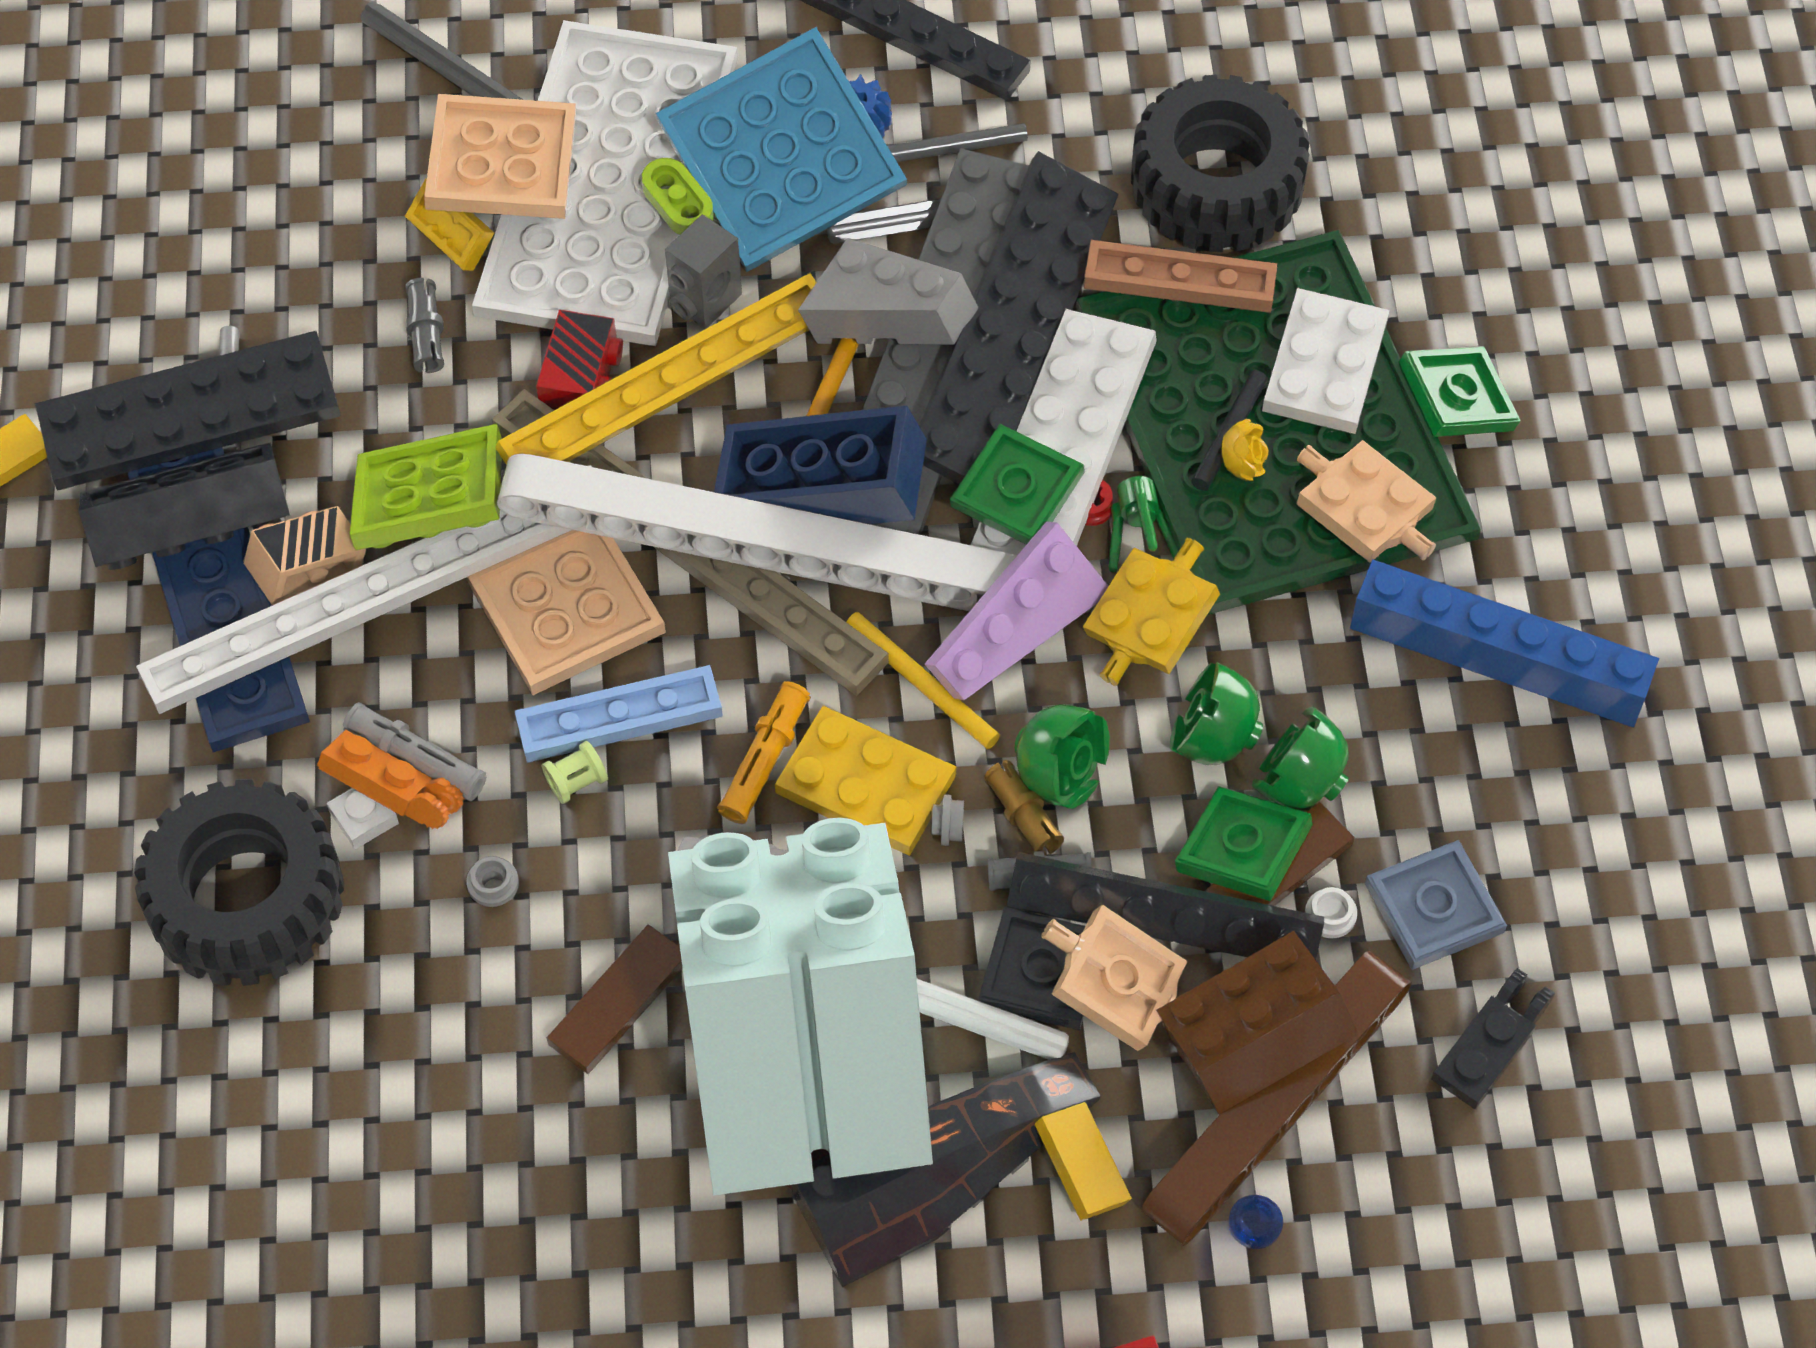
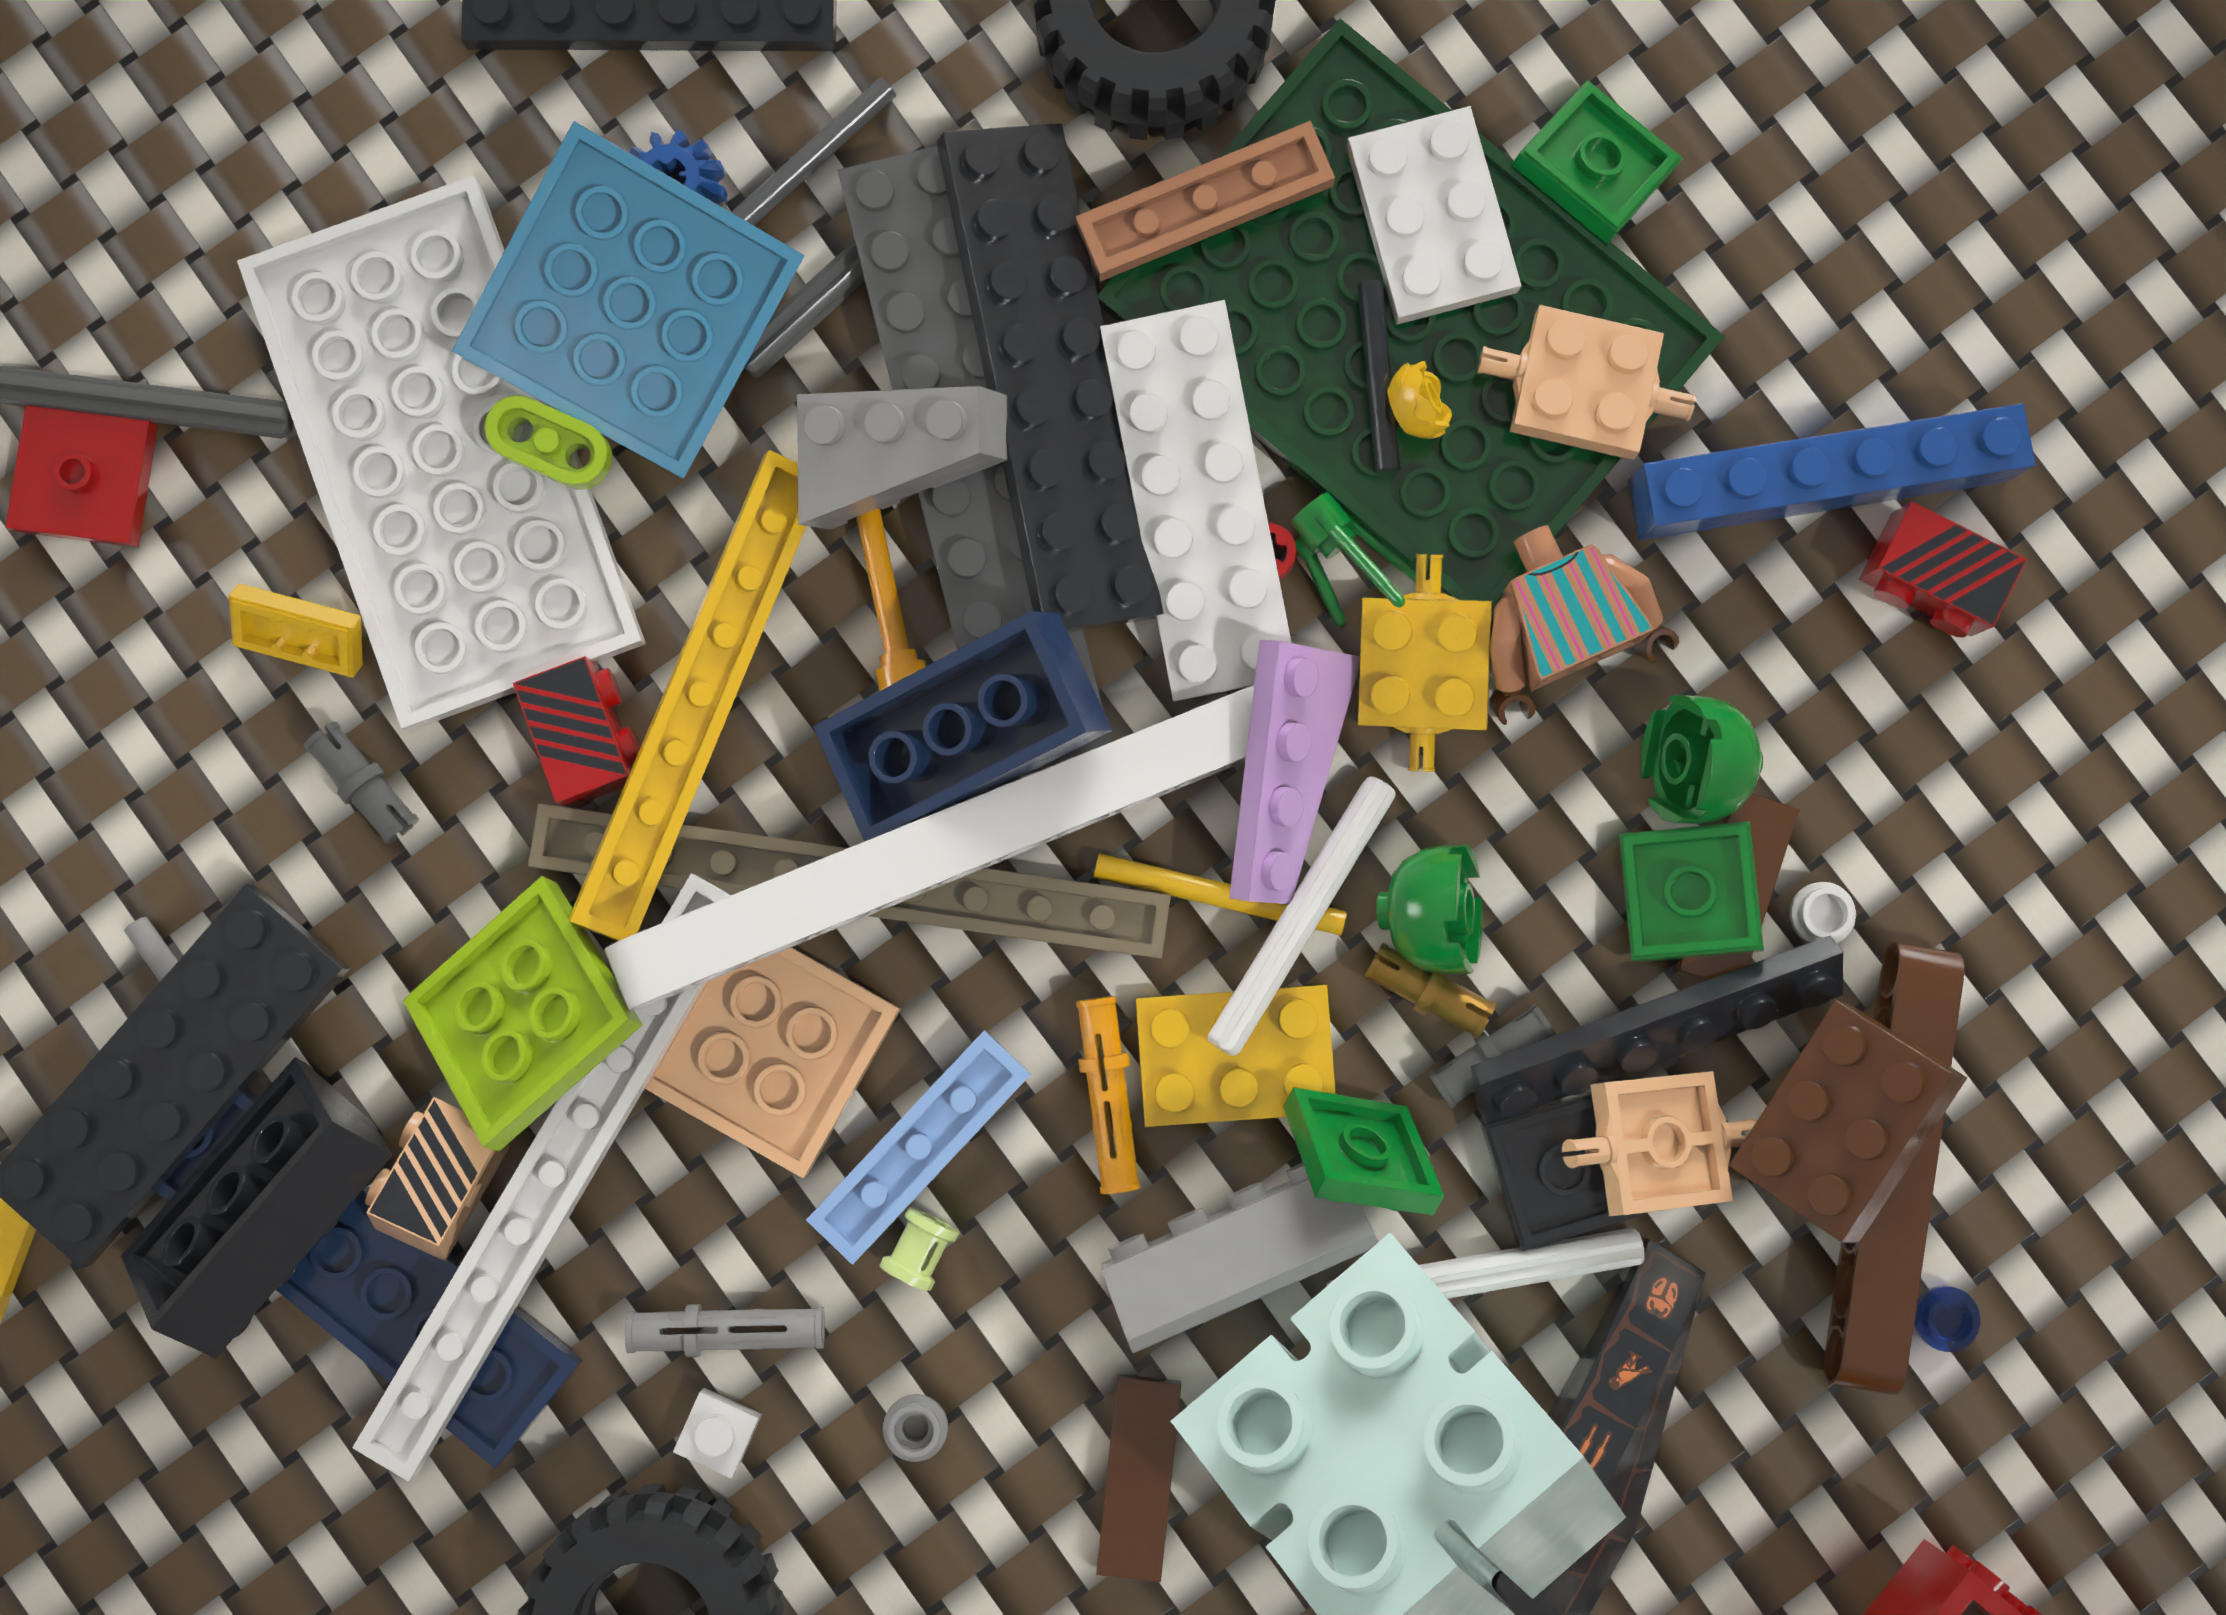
camera: 30 degrees left, 25 degrees up
(385, 86) = (81, 476): none -> red plate
(390, 780) = (723, 1389): orange hinge -> none
(500, 156) = (299, 516): light nougat plate -> none
(703, 271) = (646, 530): dark grey brick -> none
(920, 868) = (1362, 1152): none -> green plate
(948, 820) = (1360, 1057): light grey plate -> none
(966, 710) = (1301, 916): none -> white axle
(1017, 484) = (1193, 605): green plate -> none
(1083, 1161) = (1740, 1368): yellow tile -> none
(1218, 718) = (1577, 761): green cylinder -> none
(1264, 623) = (1567, 618): none -> nougat torso
(1435, 904) = (1927, 838): sand blue plate -> none
(1490, 1043) = (2068, 960): black hinge -> none
(1547, 743) = (1941, 571): none -> brick

